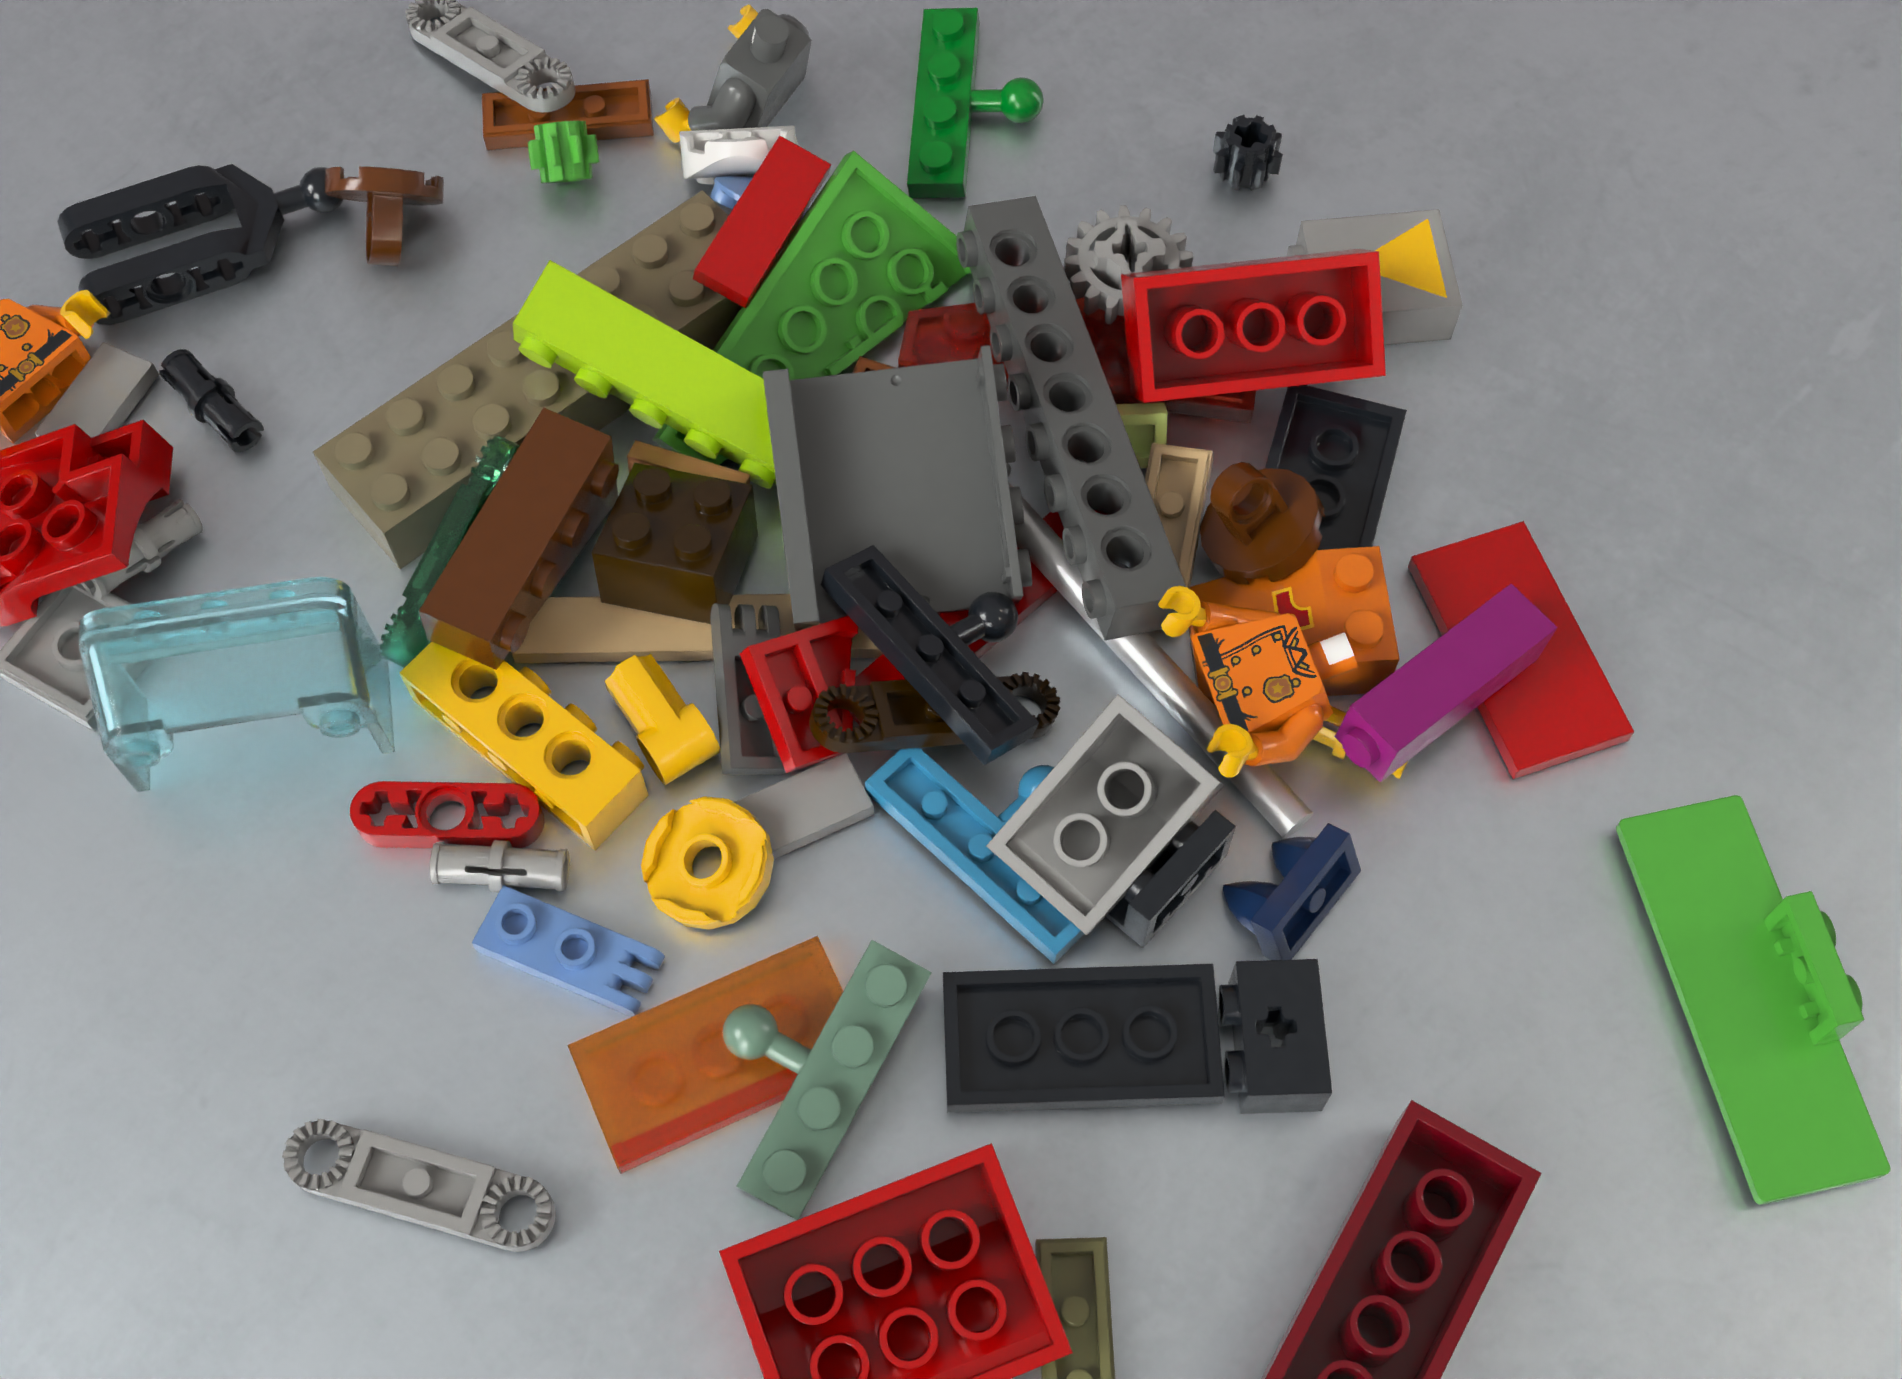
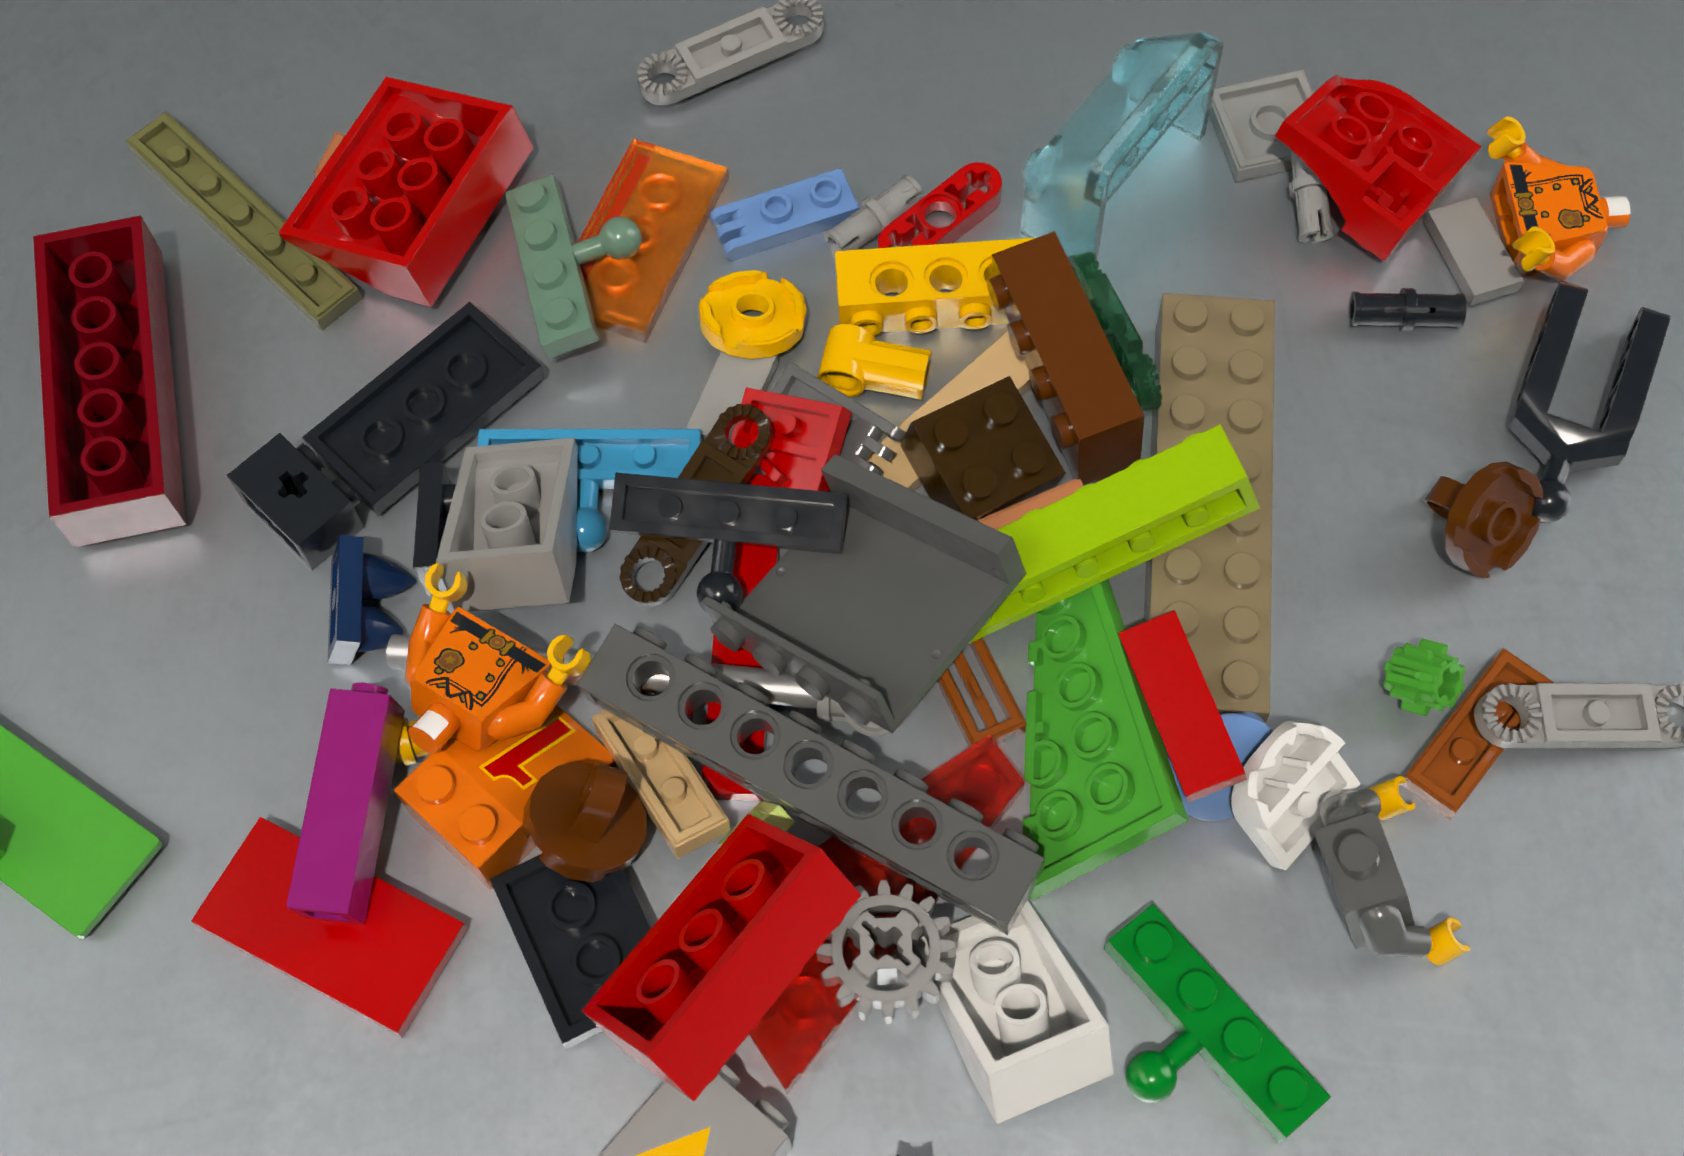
camera: 140 degrees right, 0 degrees up
(1076, 166) = (1020, 1015): none -> white slope

